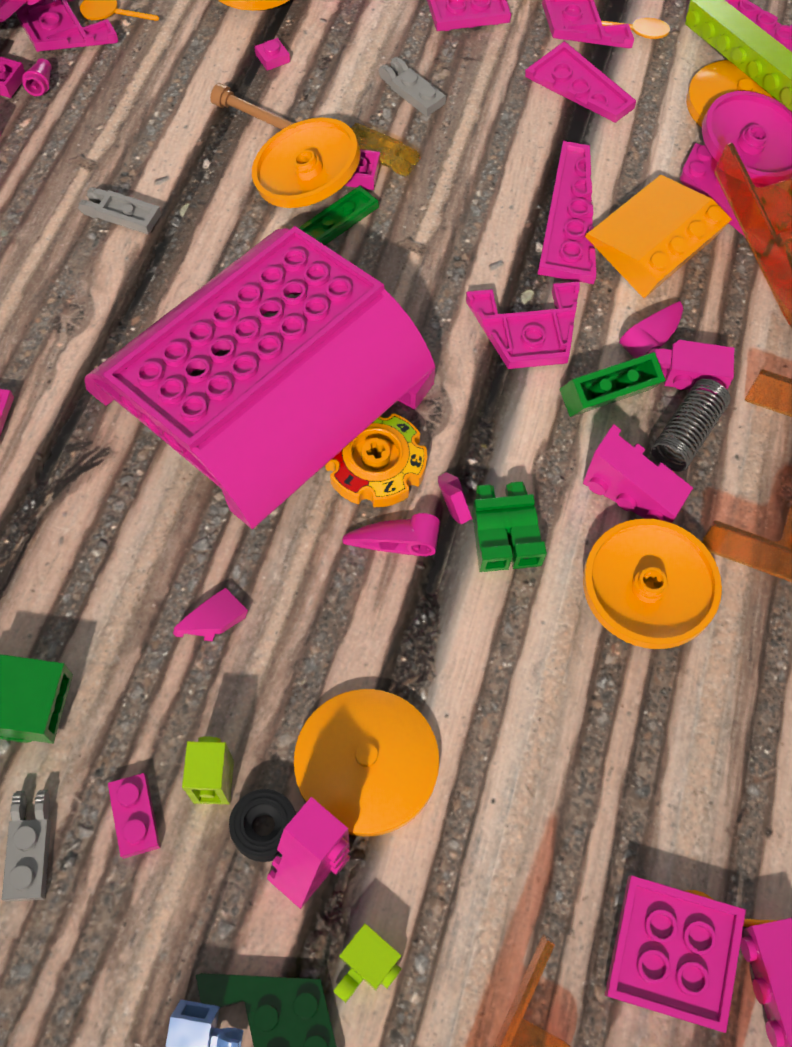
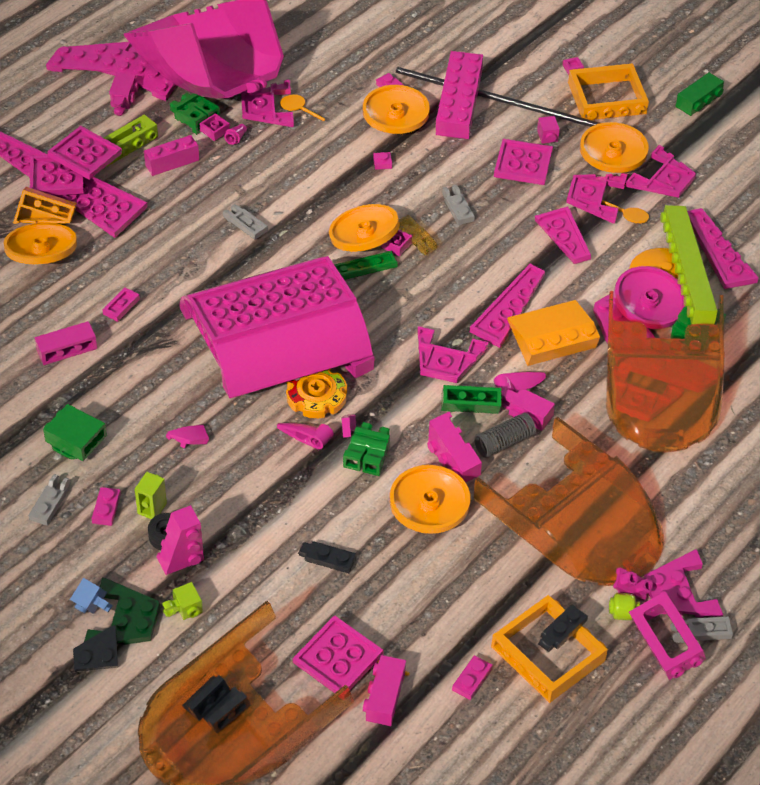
camera: 25 degrees right, 15 degrees down
(224, 97) = (338, 176): medium nougat piece -> none
(367, 760) = (234, 526): light orange dish -> none
(547, 752) = (327, 556): none -> black hinge

